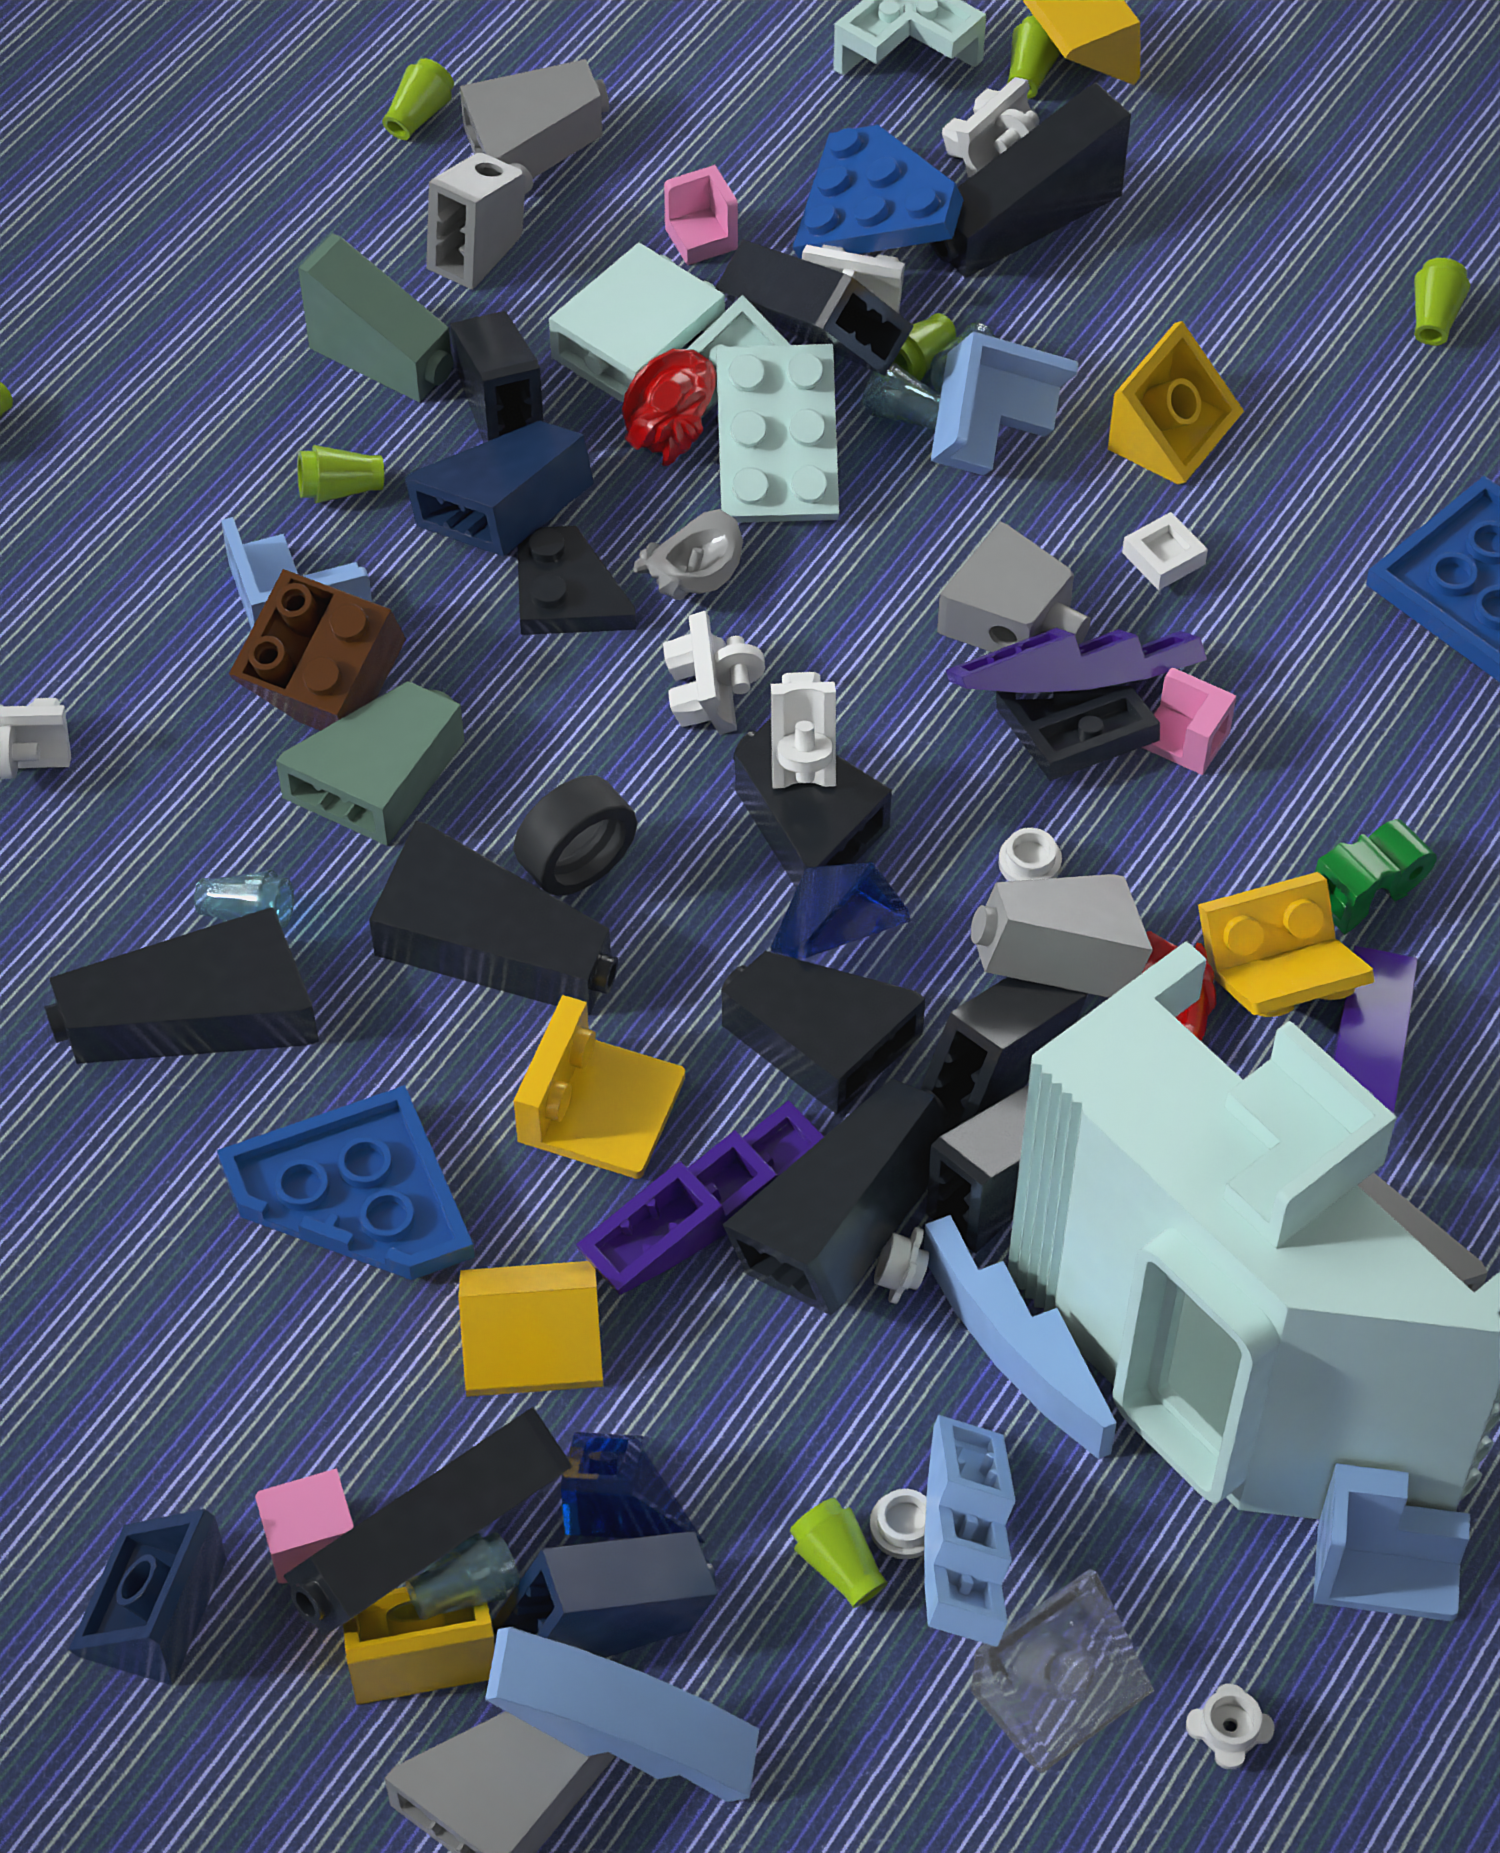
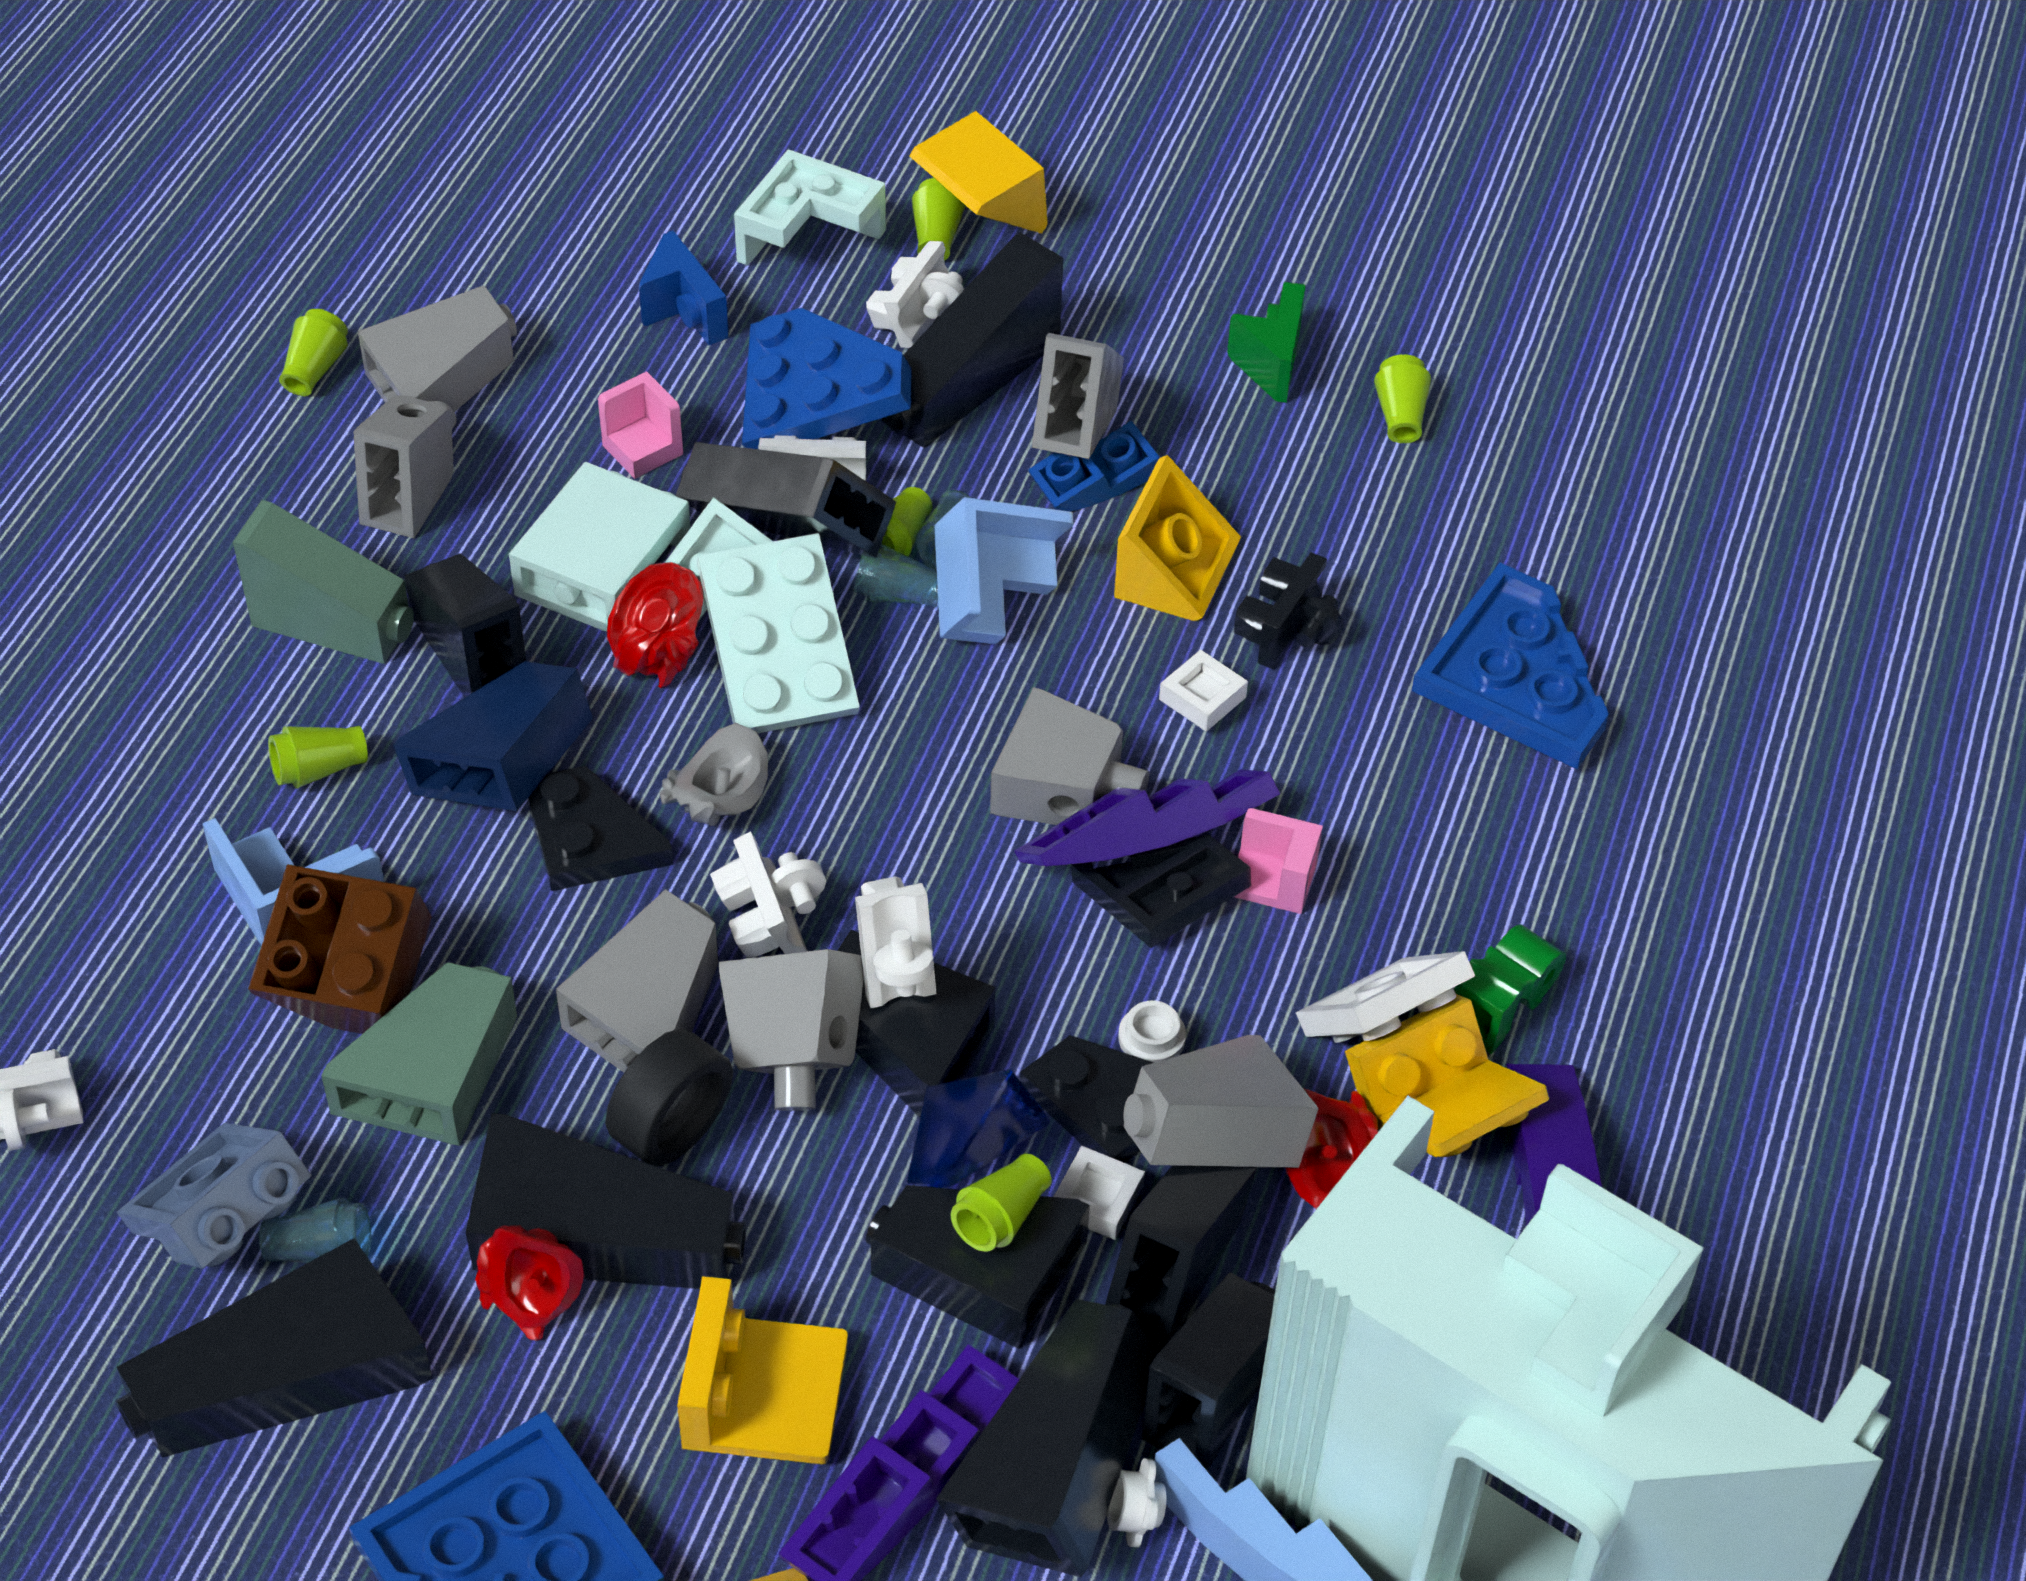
camera: 15 degrees left, 5 degrees down
(167, 848) = (217, 1194): none -> sand blue plate
(416, 968) = (528, 1277): none -> red hat
(580, 726) = (642, 981): none -> light grey slope
(702, 784) = (793, 1017): none -> light grey torso
(770, 87) = (680, 285): none -> blue slope
(841, 980) = (998, 1204): none -> lime cone
(944, 985) = (1106, 1186): none -> white plate
(946, 896) = (1087, 1092): none -> black wing
(1109, 331) = (1116, 466): none -> blue slope
(1113, 250) = (1076, 395): none -> light grey slope
(1234, 868) = (1377, 1000): none -> white plate
(1274, 494) = (1297, 614): none -> black hips
(1323, 229) = (1269, 345): none -> green slope

